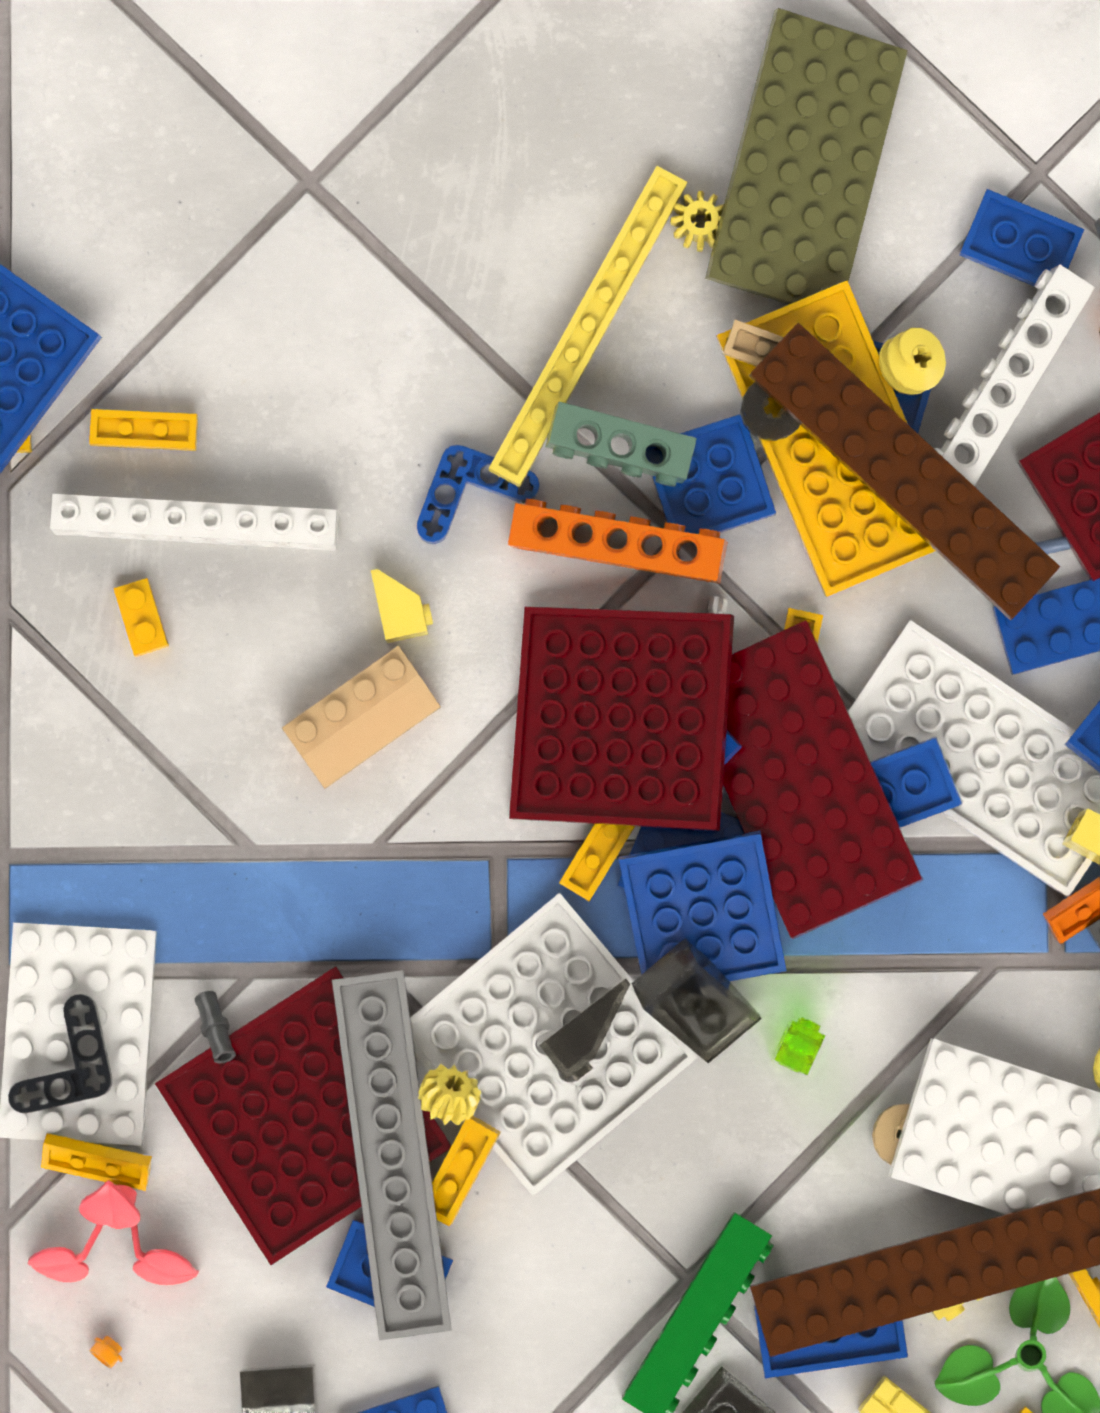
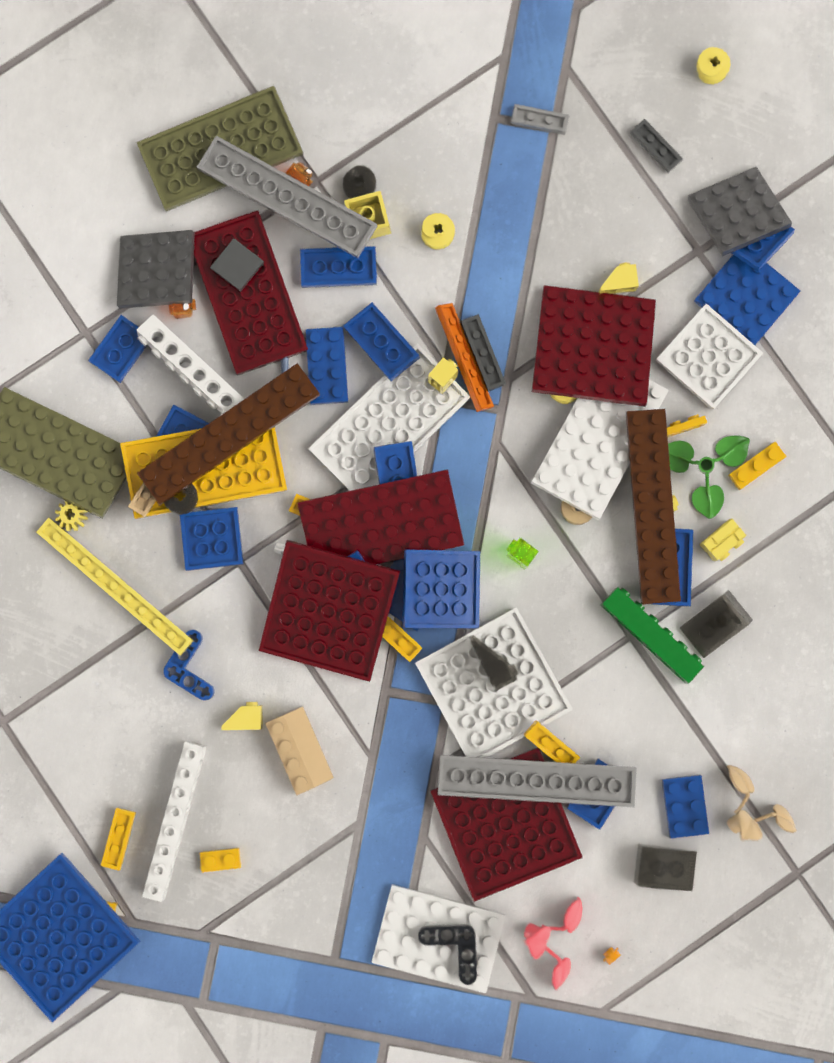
camera: 80 degrees left, 0 degrees up
(96, 1161) = (509, 942): yellow plate -> none
(215, 1027) = (450, 863): dark grey pin -> none
(449, 1094) = (511, 743): light yellow gear -> none
(527, 535) = (220, 641): orange brick -> none
(675, 447) = (190, 552): sand green brick -> none
(695, 1001) = (487, 602): clear smoke slope -> none
(912, 361) = (171, 418): light yellow piece -> none

